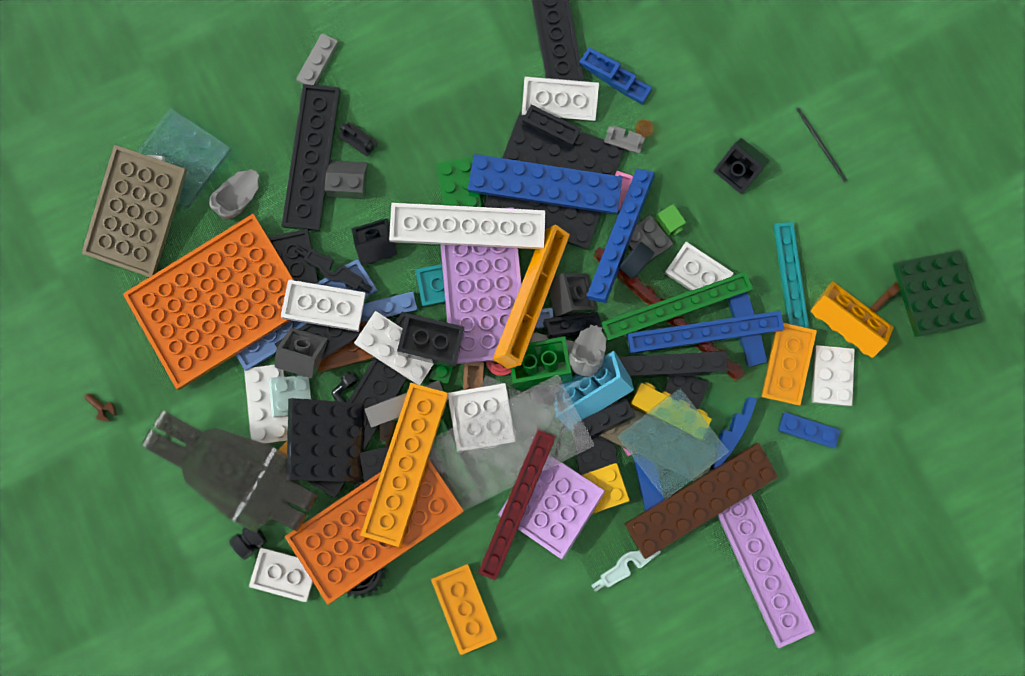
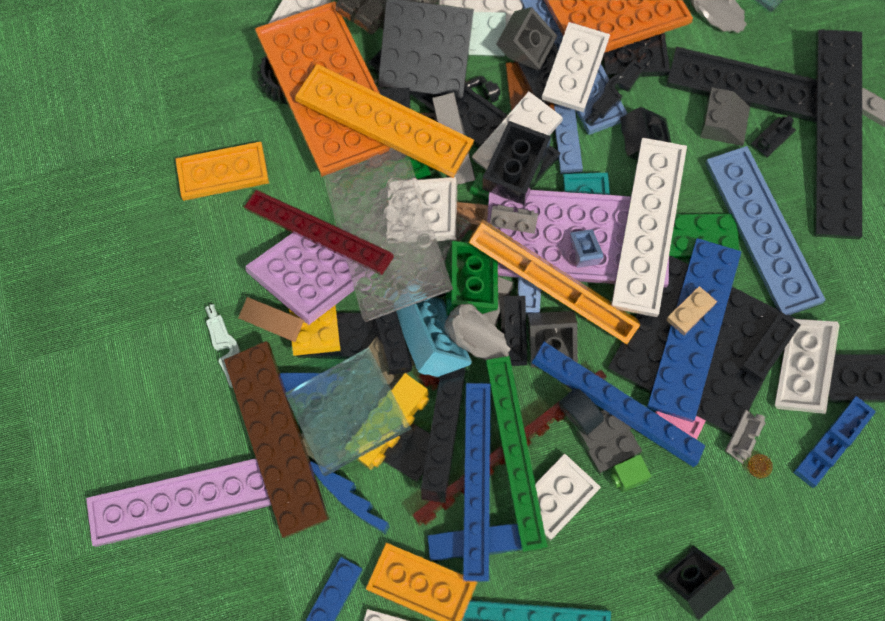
camera: 105 degrees right, 10 degrees down
(348, 86) = (838, 135): none -> black plate
(446, 140) = (765, 232): none -> medium blue plate
(480, 328) = (505, 218): none -> light grey hinge
(498, 273) = (586, 248): none -> medium blue slope
(535, 186) = (691, 311): none -> tan plate
(602, 527) = (271, 319): none -> medium nougat slope

